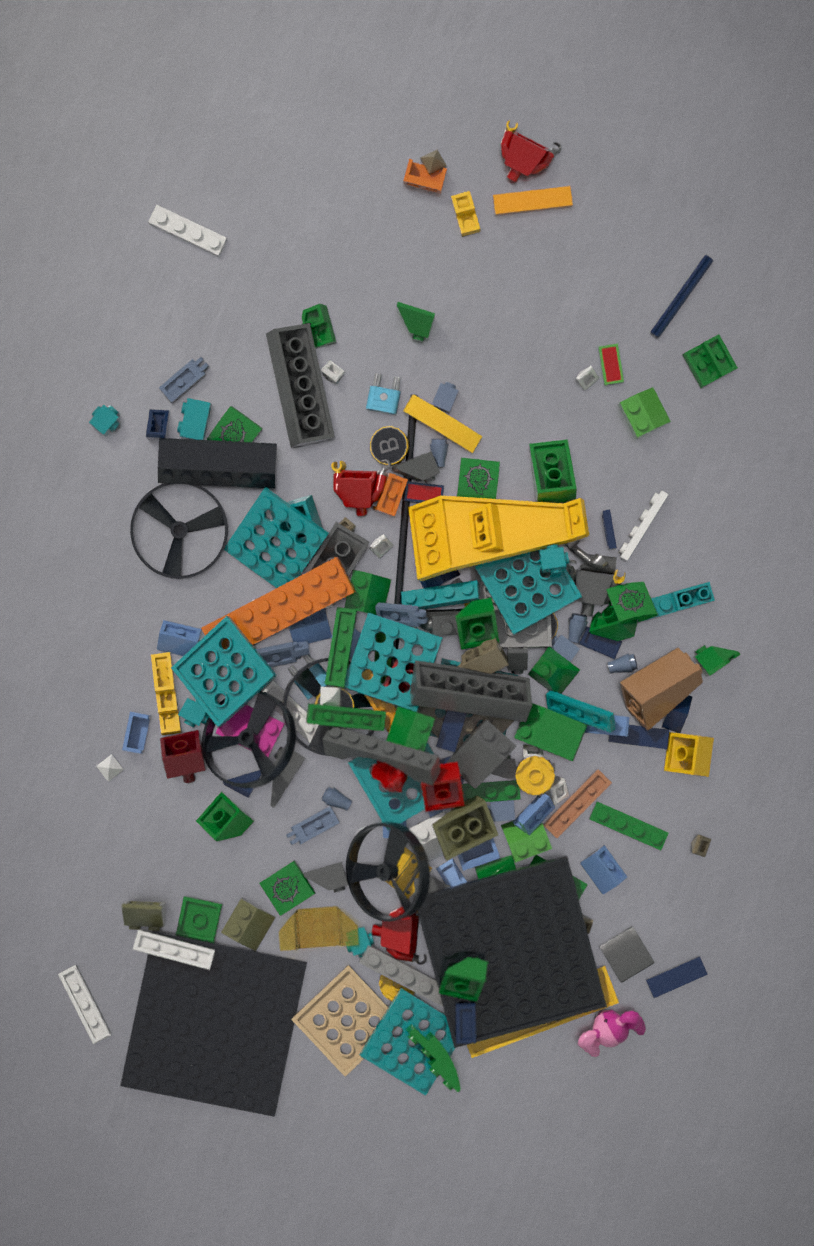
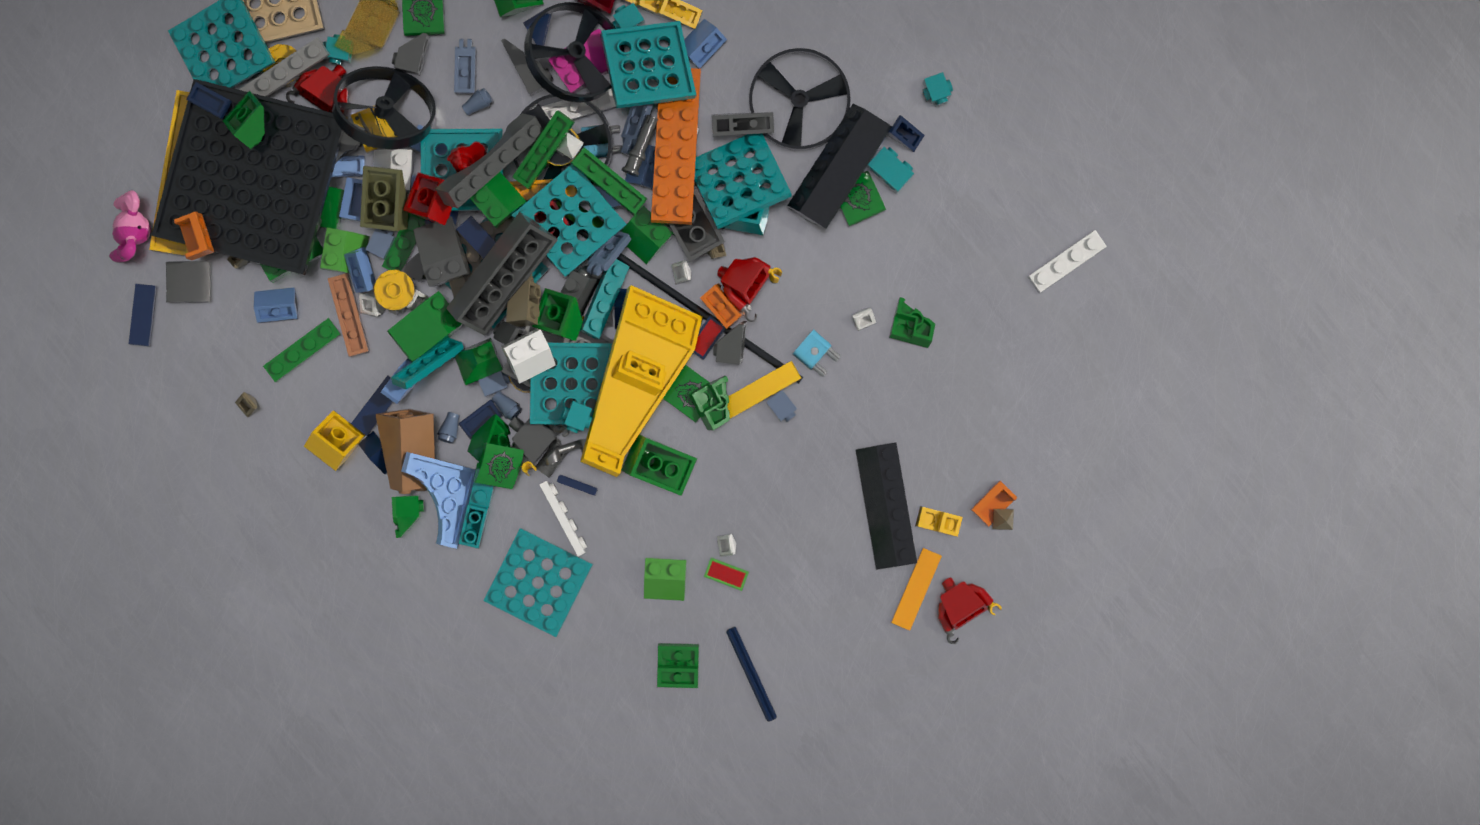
camera: 120 degrees right, 0 degrees up
(183, 379) = (933, 180): sand blue hinge -> none
(228, 565) = (742, 123): none -> dark grey slope
(300, 385) = (868, 281): dark grey slope -> none
(304, 637) = (637, 154): none -> dark grey pin
(389, 444) = (767, 331): black tile -> none
(416, 321) = (864, 418): green slope -> none
(439, 450) = (737, 373): sand blue cone -> none
(440, 1063) = (188, 58): green slope -> none
(476, 456) = (712, 403): none -> green slope
(478, 263) = (886, 506): none -> black slope
(525, 629) = (529, 355): none -> white slope
(586, 967) = (195, 235): none -> orange panel
(674, 632) = (450, 490): none -> light blue plate
(719, 546) = (561, 605): none -> teal piece

